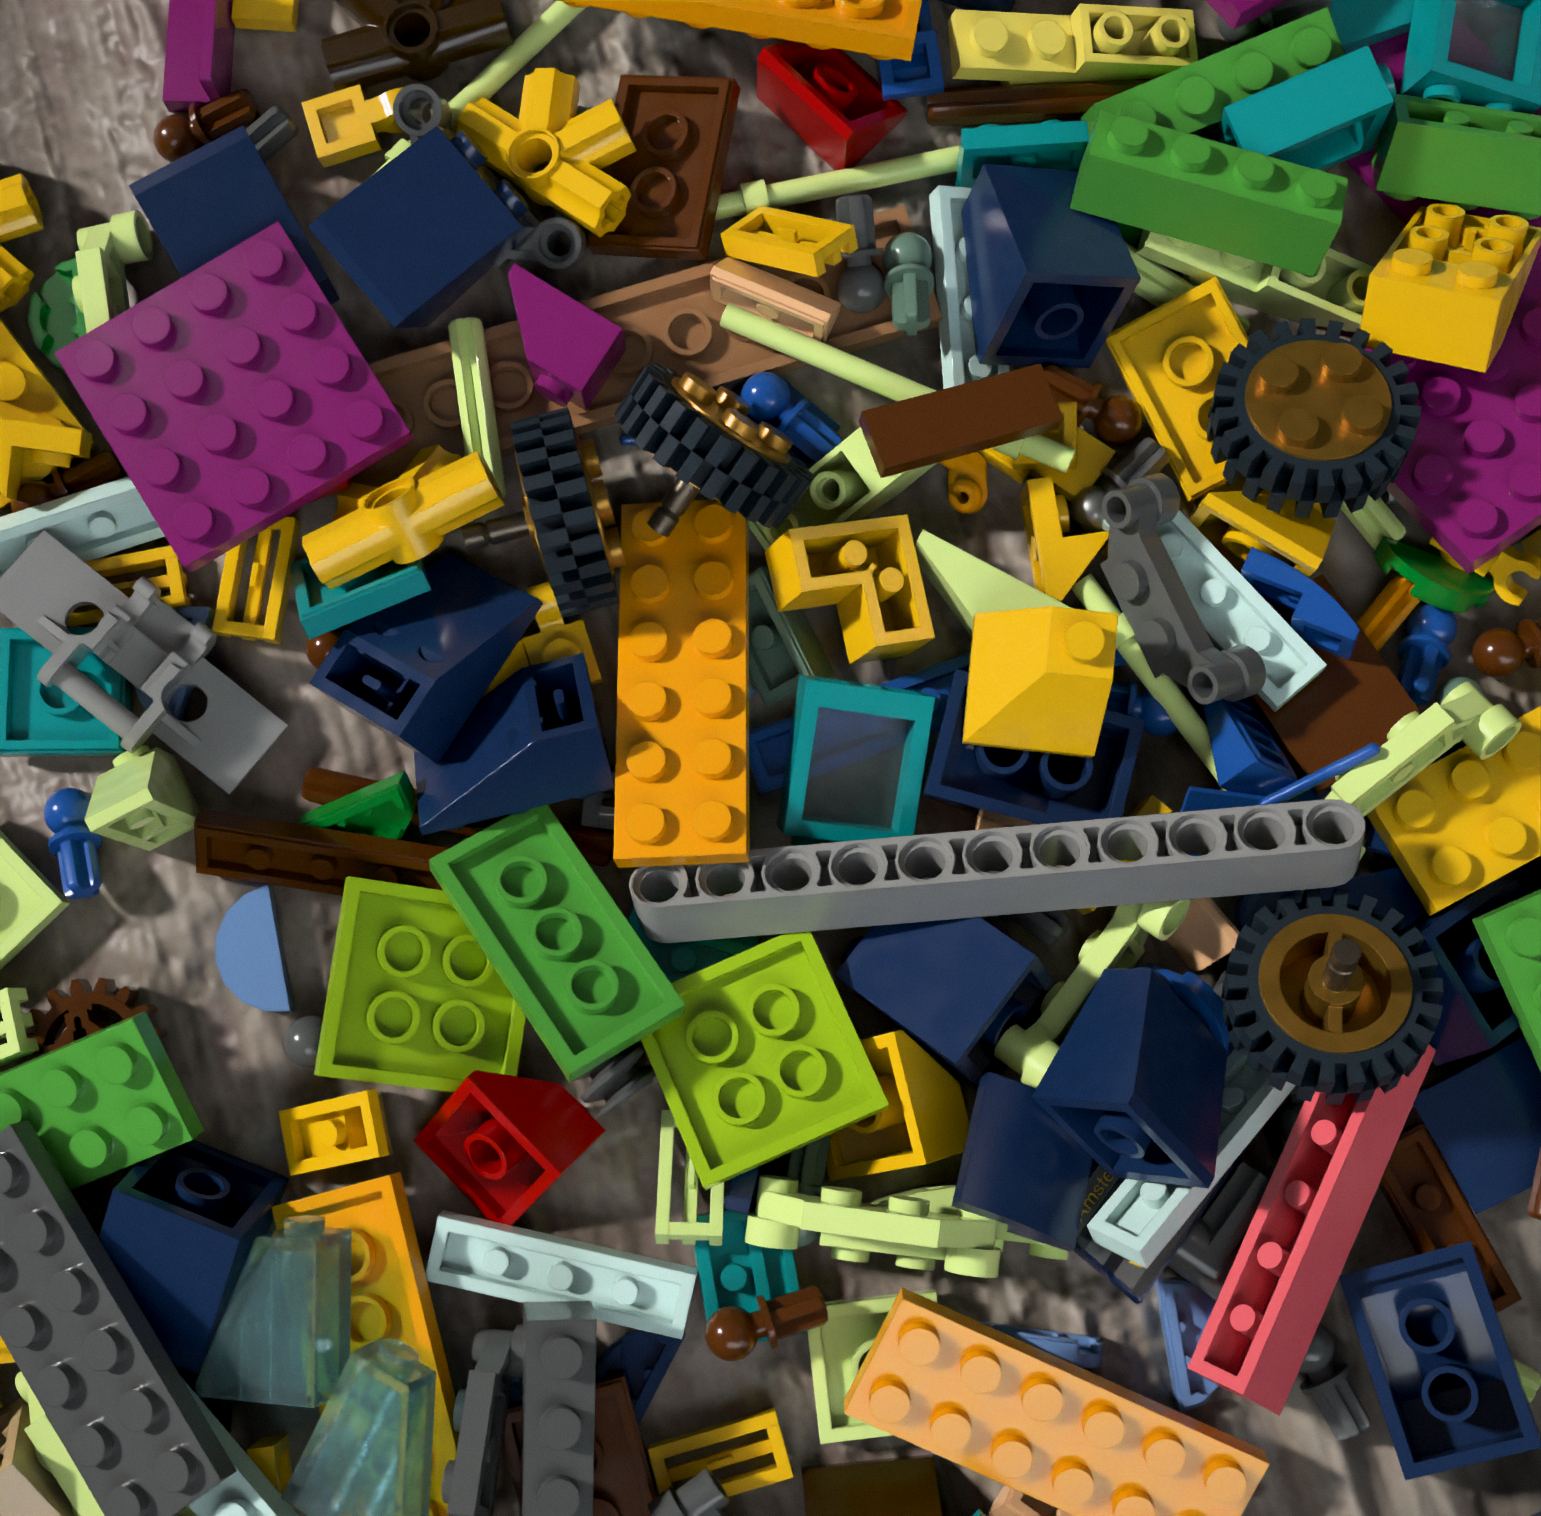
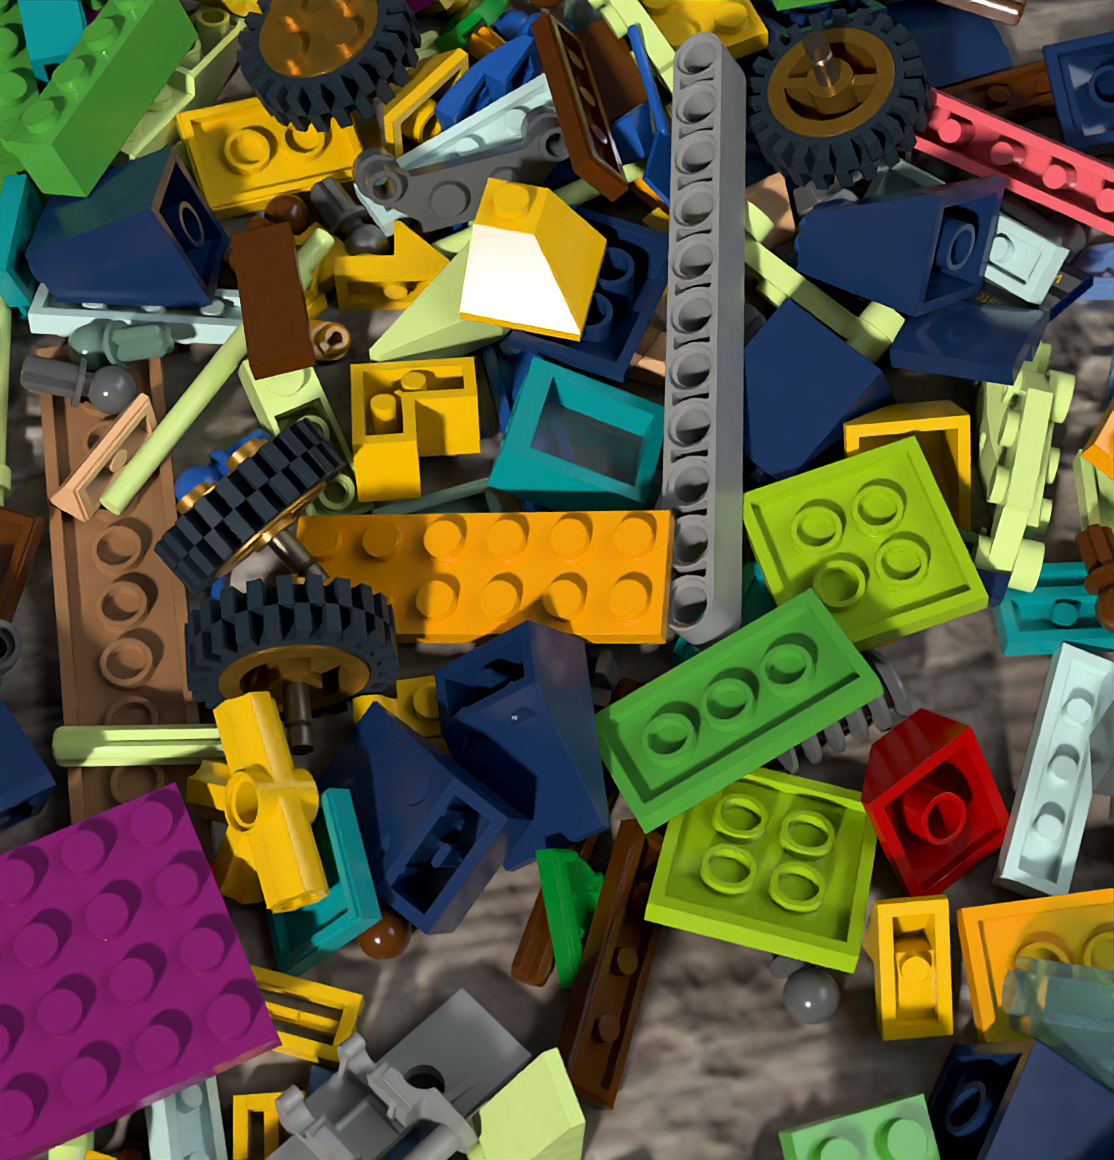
camera: 80 degrees left, 20 degrees down
(253, 954) = (707, 1056): medium blue tile -> none
(564, 341) = (99, 649): magenta slope -> none
(689, 1229) = (973, 650): yellowish green tile -> none
(789, 240) = (51, 434): yellow tile -> none
(1263, 701) = (579, 107): none -> reddish brown tile

